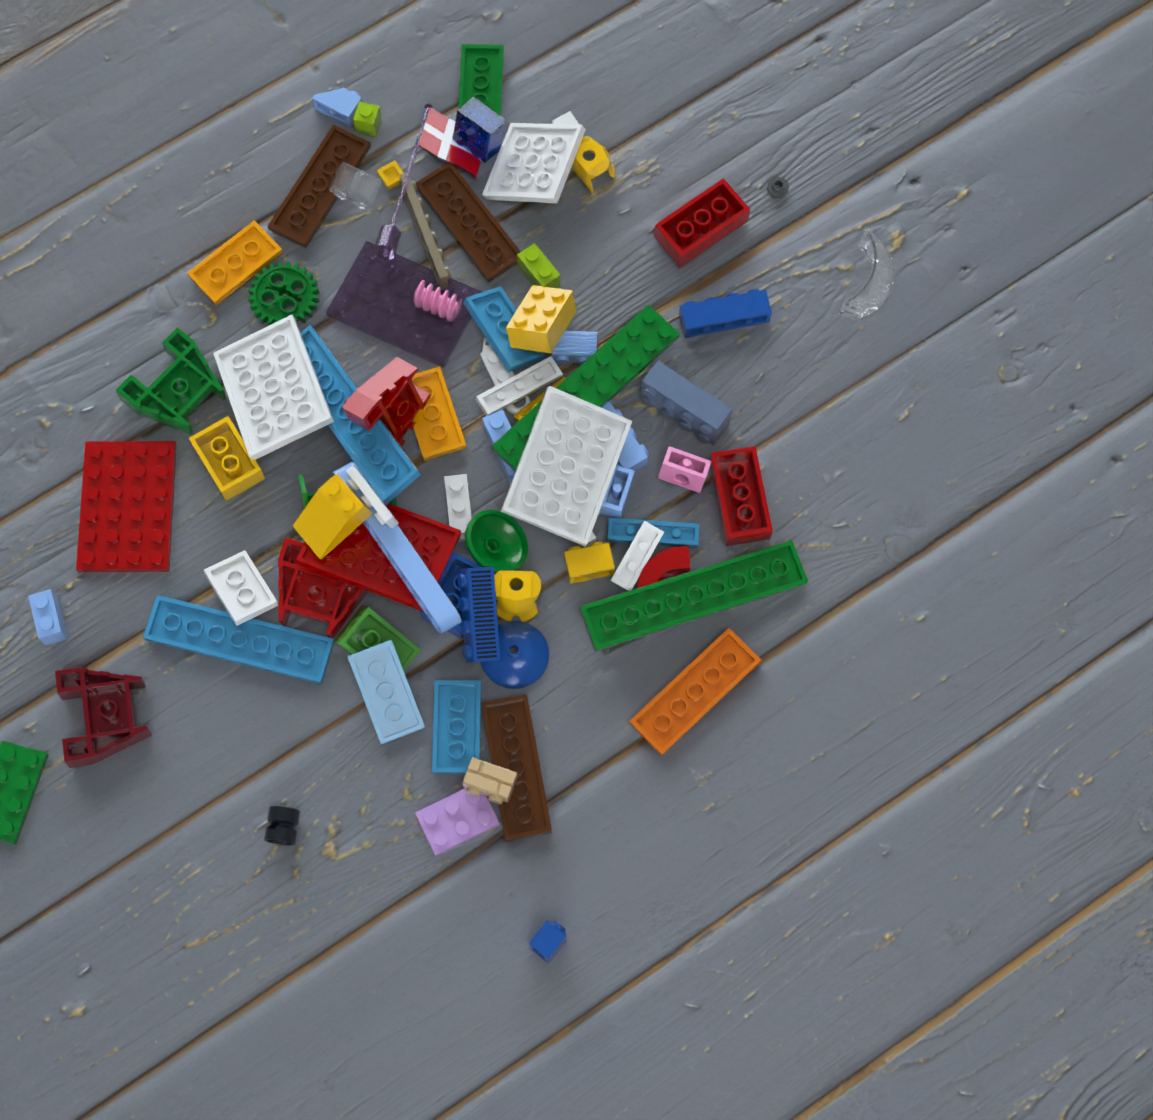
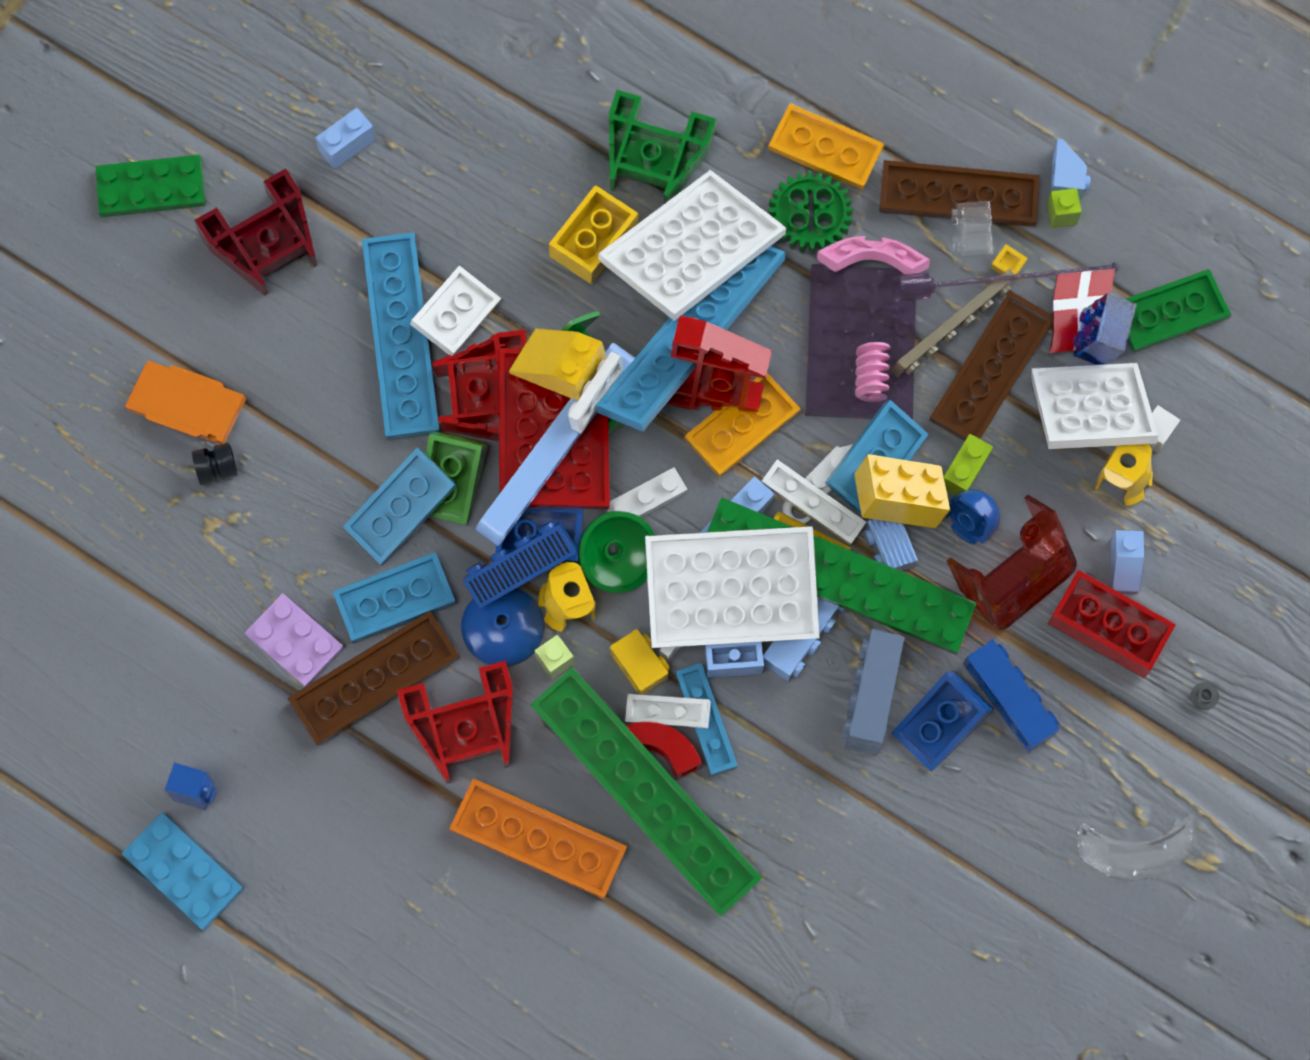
camera: 65 degrees right, 0 degrees up
(126, 506) = (501, 161): red plate -> none
(217, 831) = (185, 402): none -> orange piece
(330, 275) = (887, 250): none -> bright pink plate
(489, 780) = (343, 653): tan brick -> none
(559, 623) = (554, 657): none -> yellowish green brick
(581, 278) = (973, 515): none -> blue cylinder
(588, 711) = (466, 727): none -> red wedge
(610, 976) = (182, 871): none -> dark azure plate
(635, 262) = (1024, 576): none -> clear red windscreen
(657, 193) = (1126, 560): none -> light blue slope
(684, 469) = (793, 722): bright pink brick -> none
(724, 366) = (942, 720): none -> blue slope
(740, 496) = (789, 798): red brick -> none

